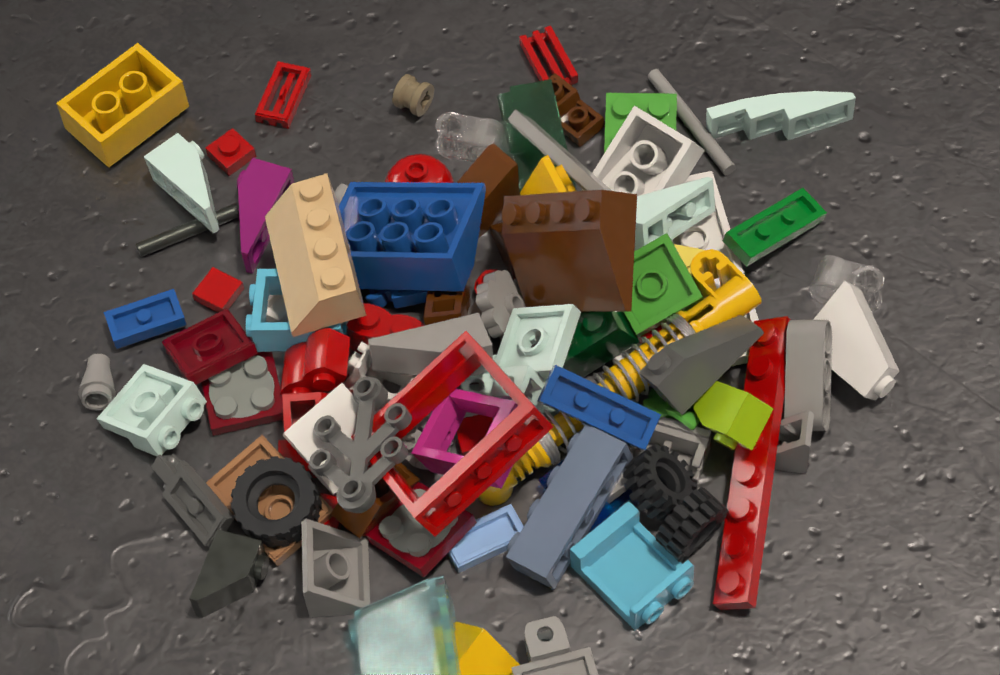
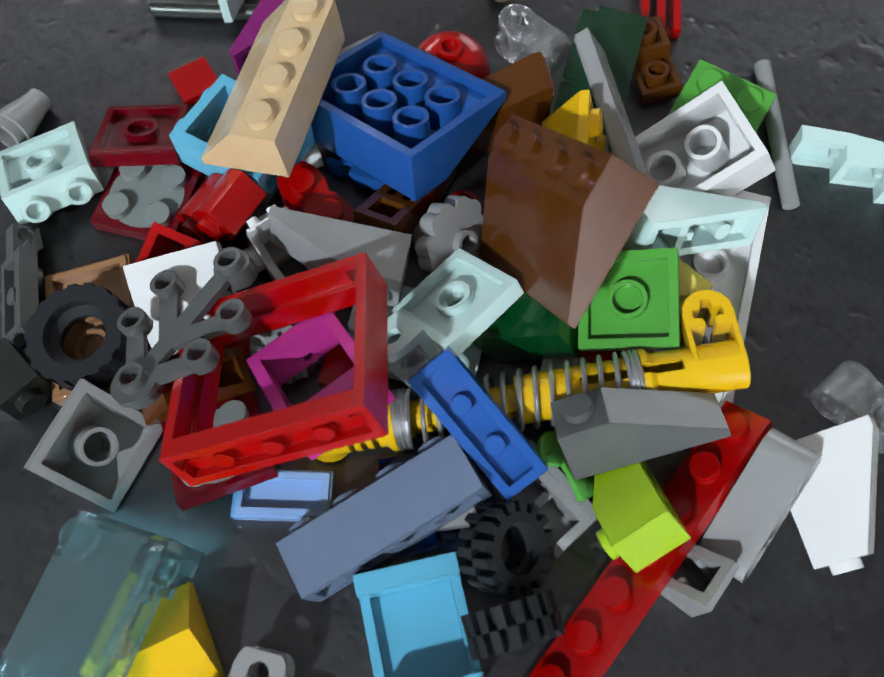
camera: 25 degrees right, 10 degrees up
(145, 318) = (107, 76): blue plate -> none
(774, 226) = (809, 296): green plate -> none

